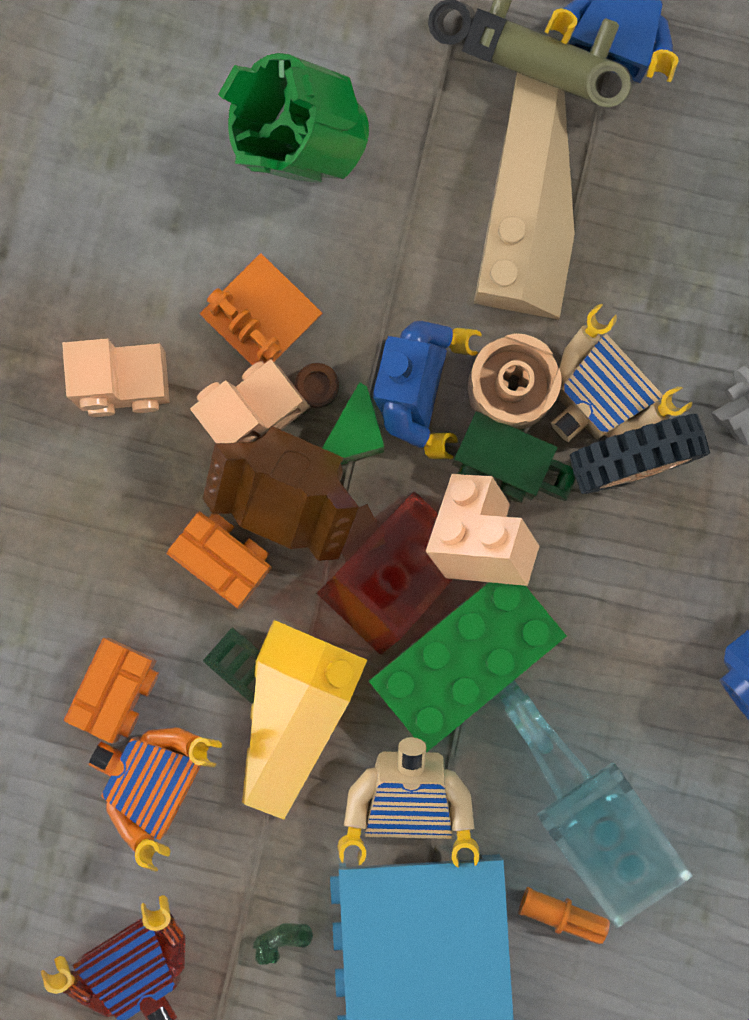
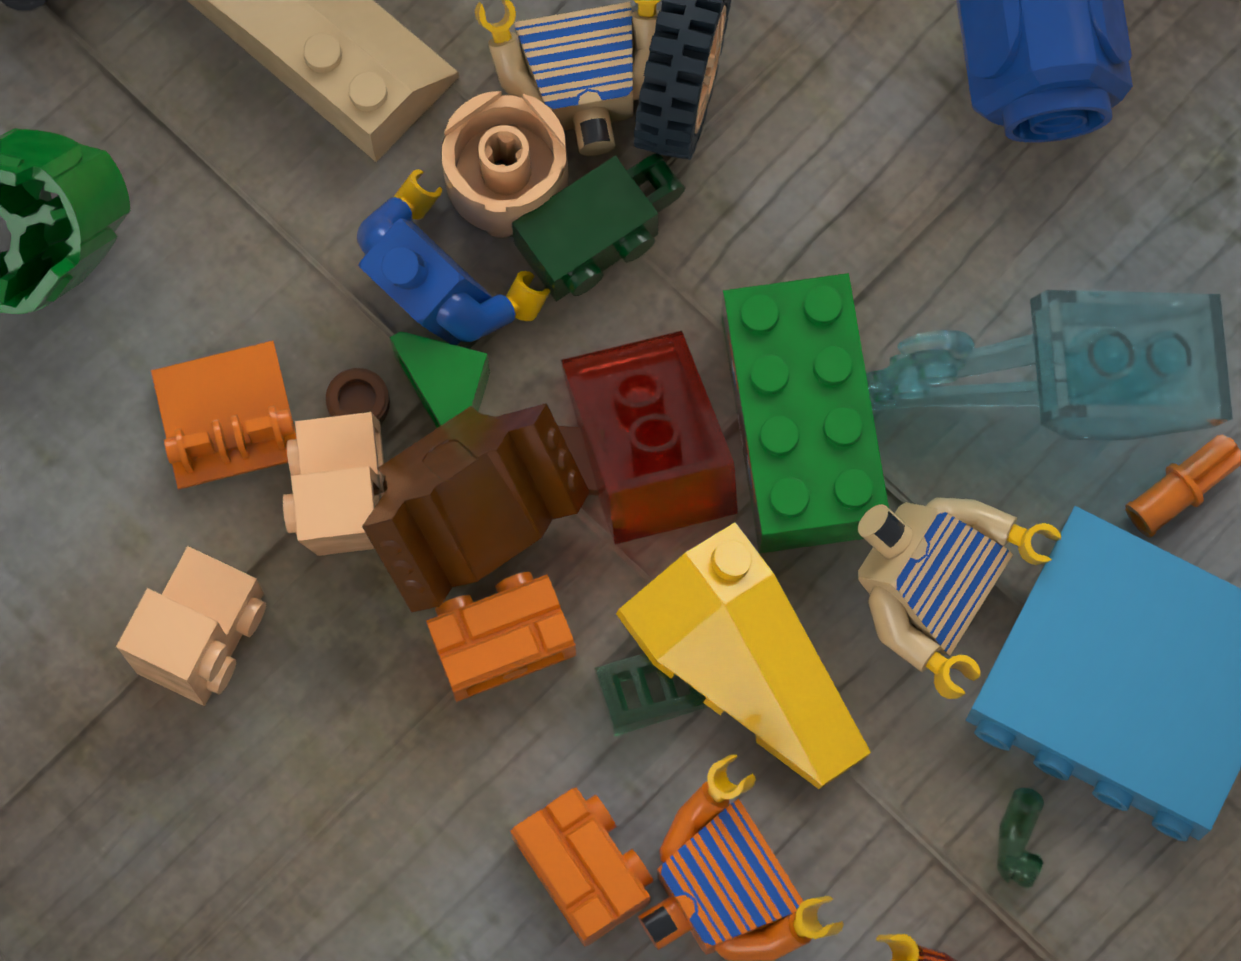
camera: 50 degrees left, 10 degrees down
(477, 538) = (669, 307): light nougat brick -> none

